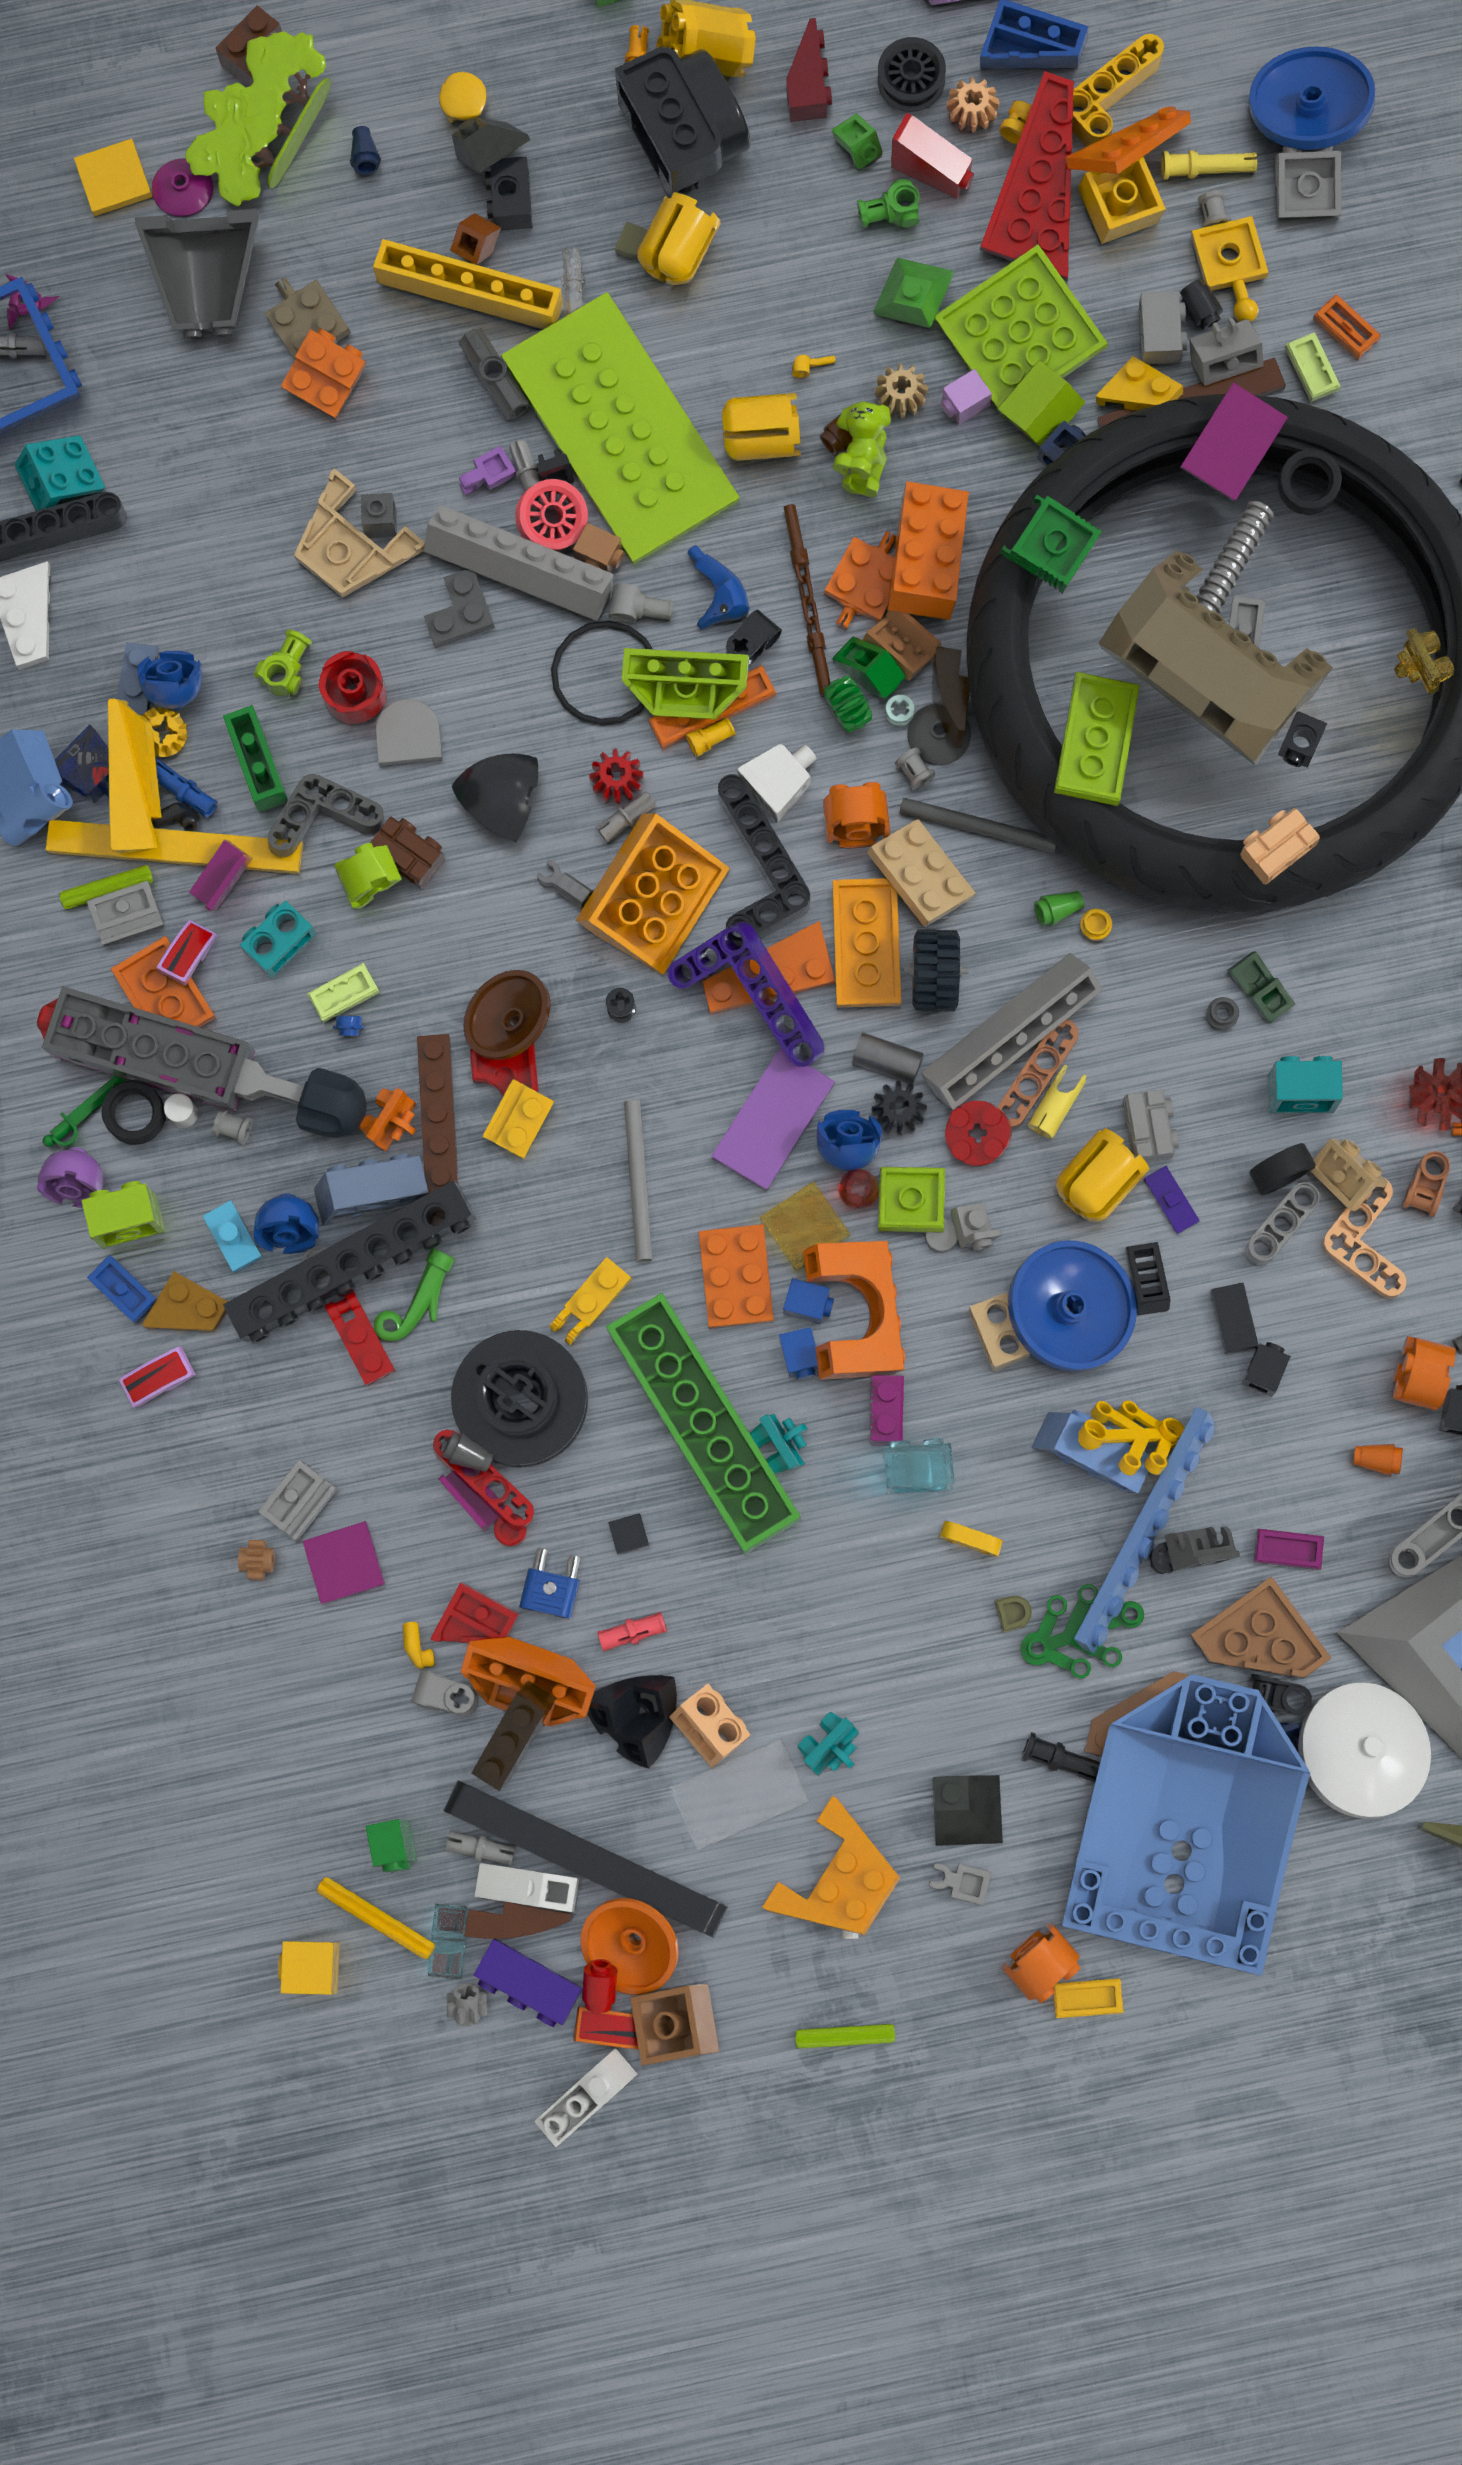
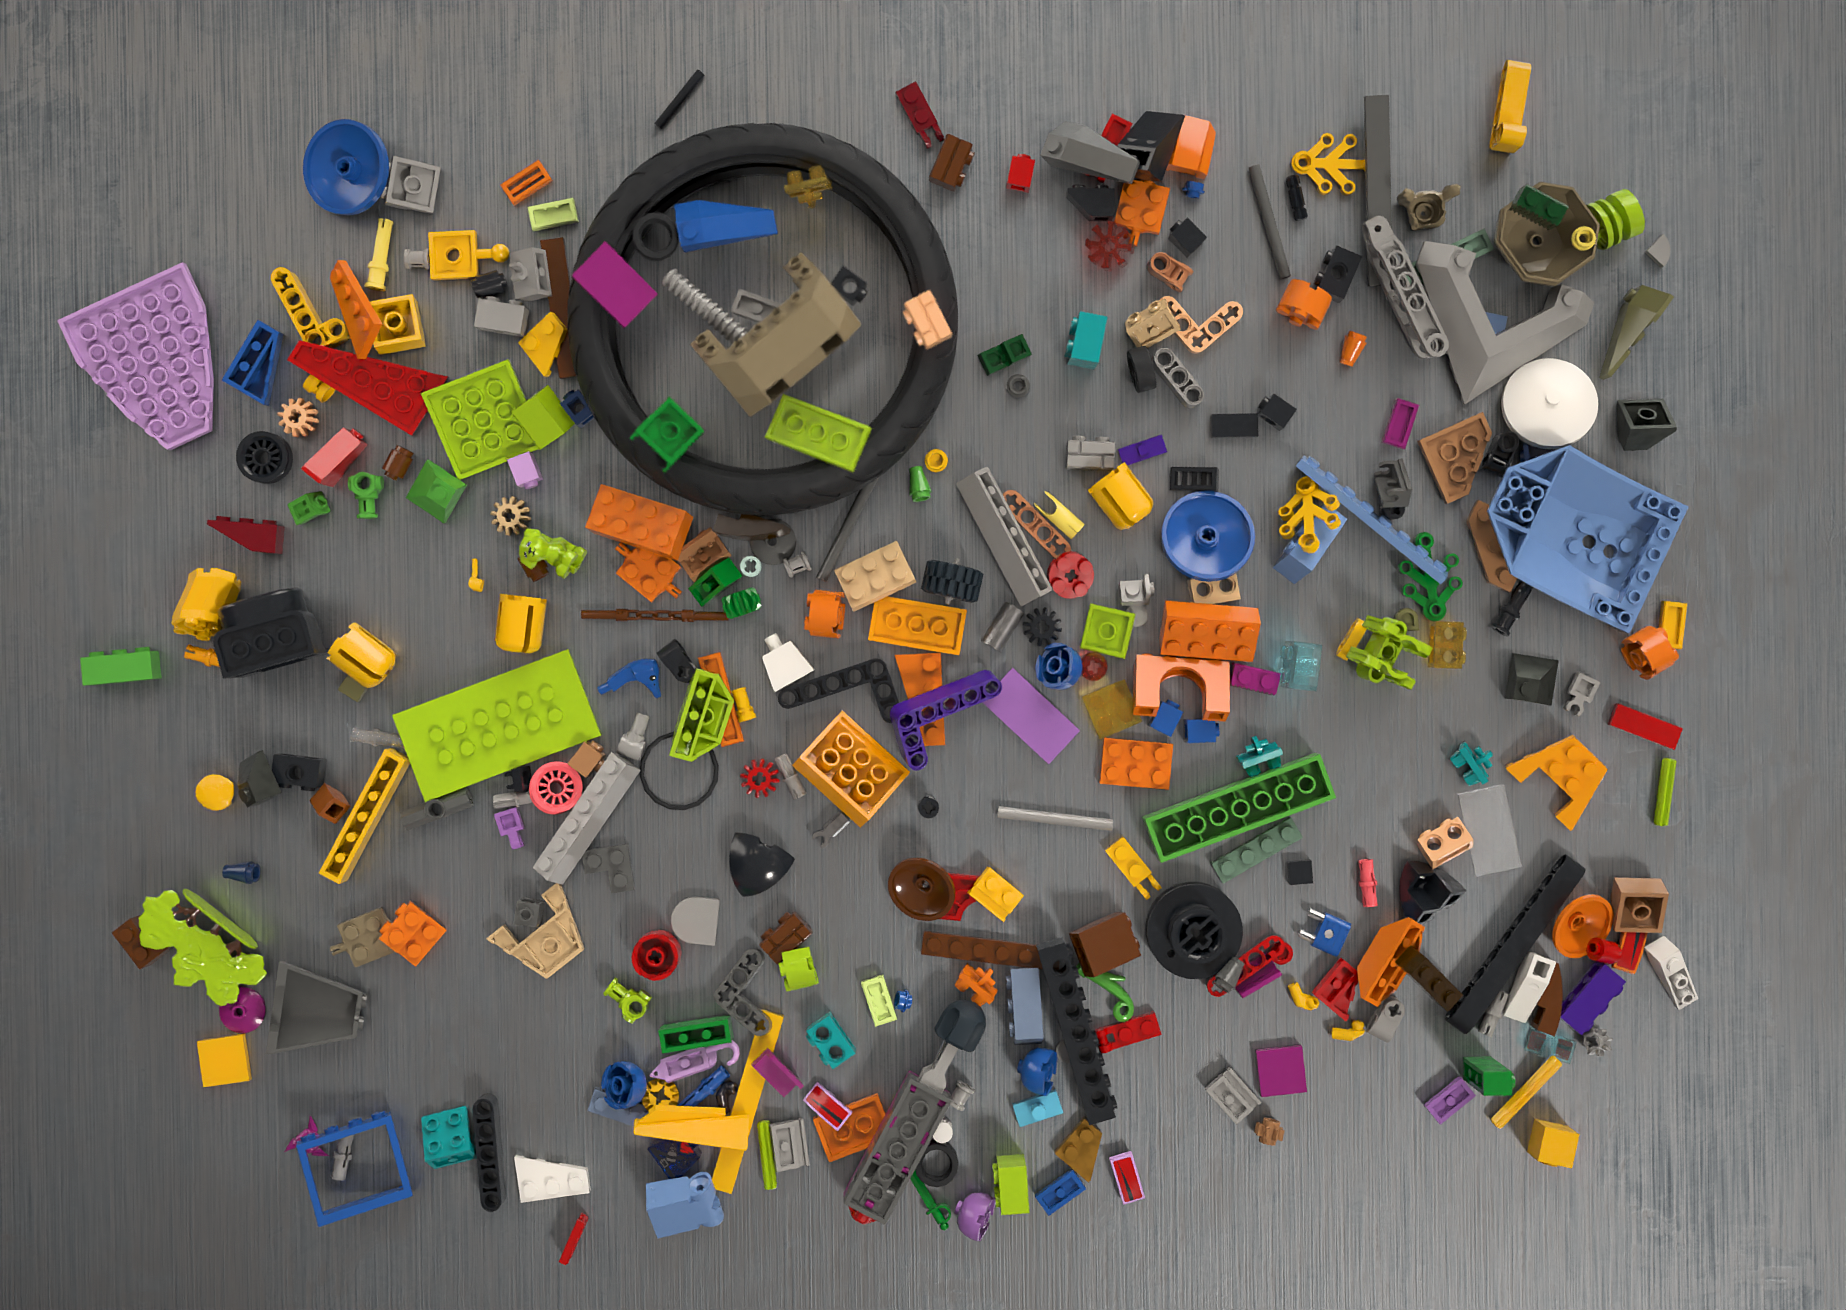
camera: 90 degrees left, 10 degrees up
(217, 764) = (692, 1062): none -> lavender plate
(344, 1809) = (1449, 1100): none -> medium lavender plate
(449, 1572) = (1302, 1000): none -> yellow arm
(478, 1278) = (1105, 944): none -> reddish brown brick
(647, 1467) = (1256, 850): none -> sand green plate
(933, 1988) = (1645, 726): none -> red tile
(940, 237) = (397, 463): none -> reddish brown brick
(940, 1331) = (1209, 631): none -> orange brick
(978, 1593) = (1382, 650): none -> lime piece
(989, 1664) = (1440, 644): none -> clear yellow brick
(1345, 556) = (716, 224): none -> blue wedge
(1368, 1893) = (1643, 423): none -> pearl dark grey slope

